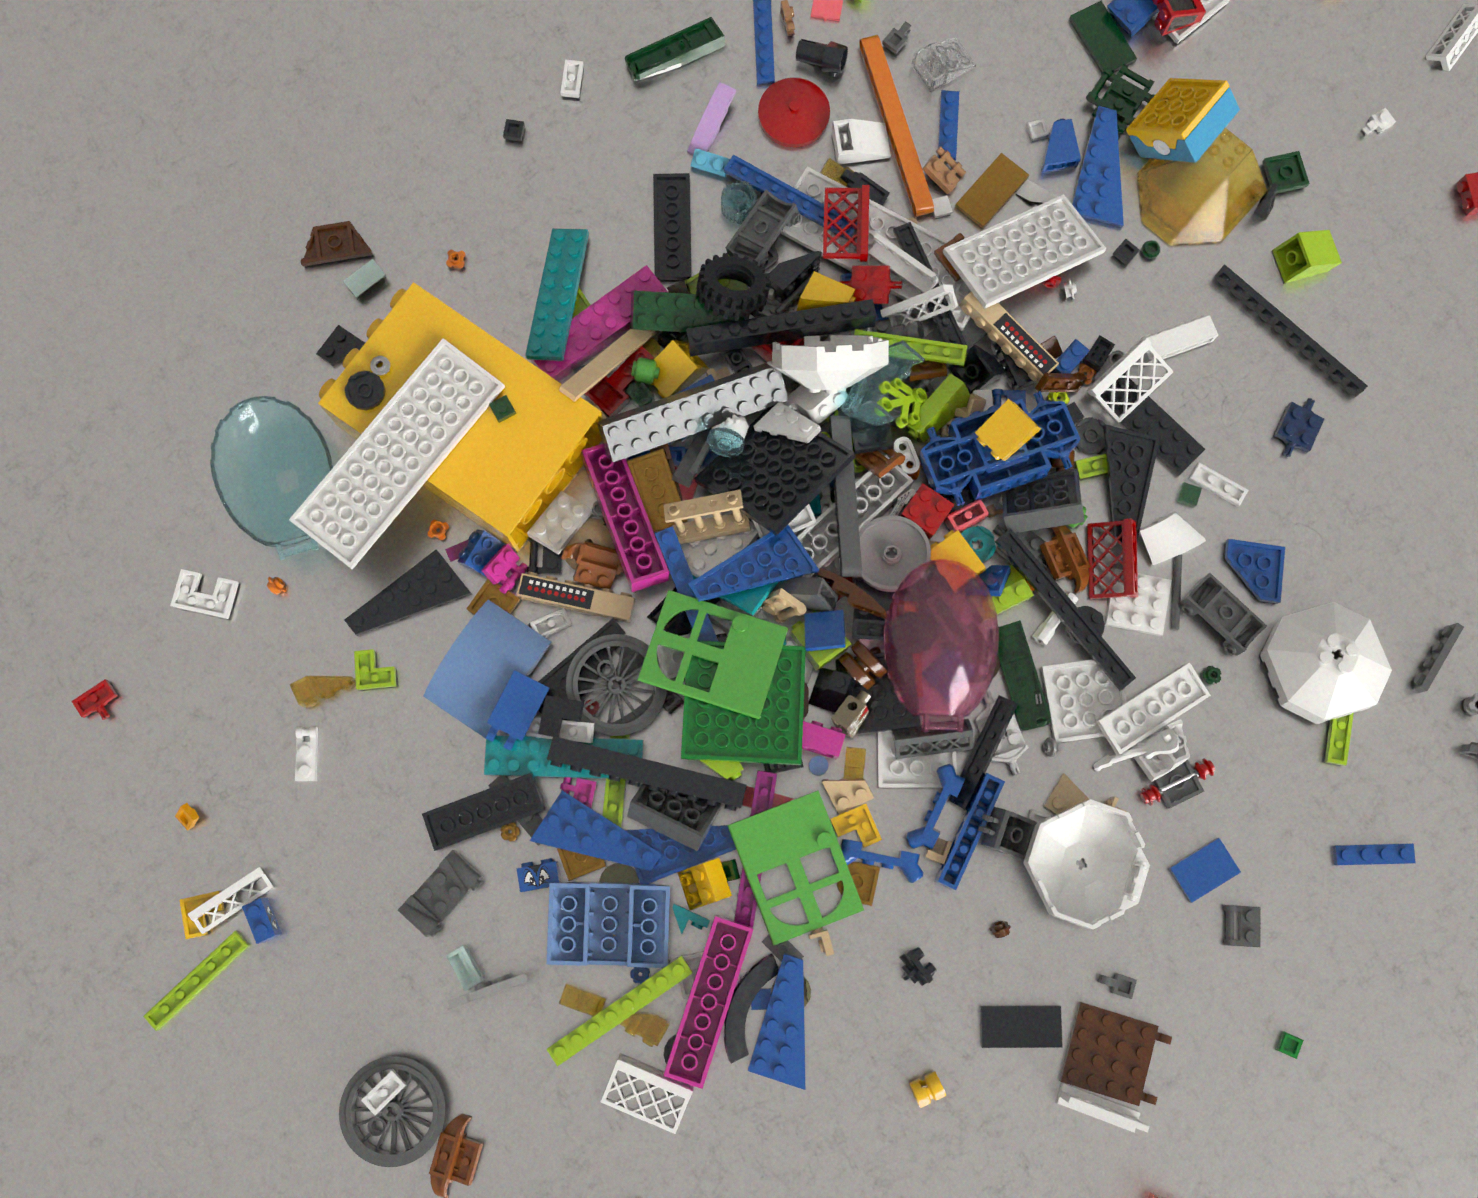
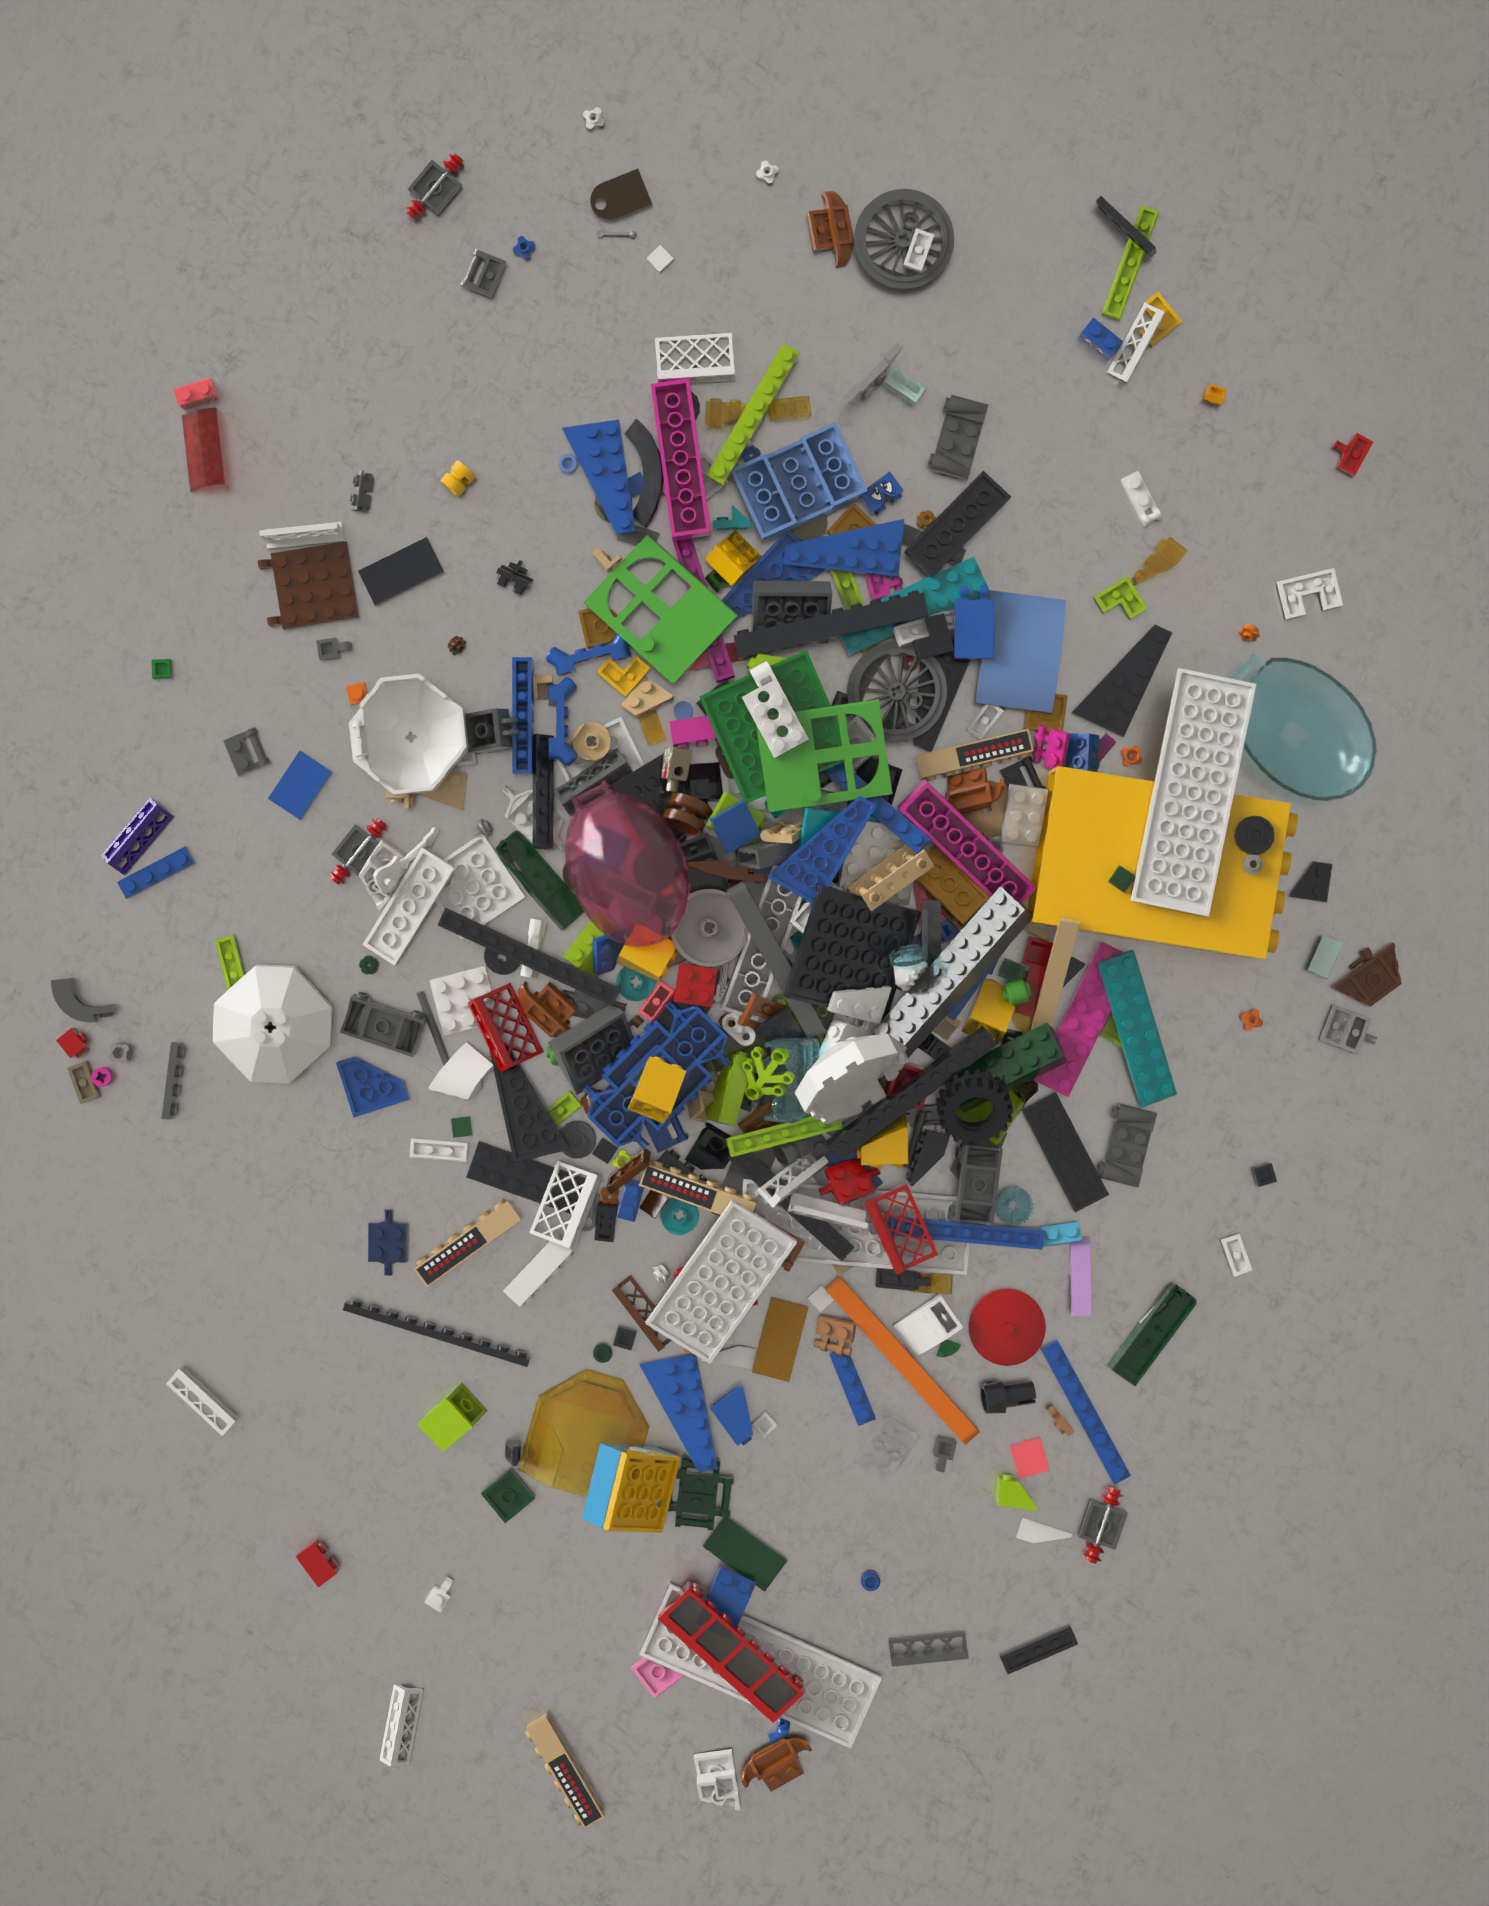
camera: 160 degrees right, 10 degrees up
(180, 1016) = (1124, 225): none -> black tile
(329, 265) = (1366, 955): none -> reddish brown hand
(380, 212) = (1346, 1029): none -> light grey plate
(616, 207) = (1127, 1145): none -> dark grey piece
(732, 743) = (767, 682): none -> white hinge
(815, 1051) = (568, 464): none -> medium blue tile
(852, 115) = (947, 1348): none -> green tile
(919, 765) = (580, 741): none -> tan plate
(1021, 1130) = (362, 483): none -> dark grey hinge
(1038, 321) = (684, 1225): none -> teal plate
(1107, 268) = (636, 1313): none -> reddish brown fence
(1113, 930) = (356, 693): none -> orange plate
(1229, 392) = (468, 1243): none -> brick
(1383, 900) = (143, 819): none -> dark purple fence

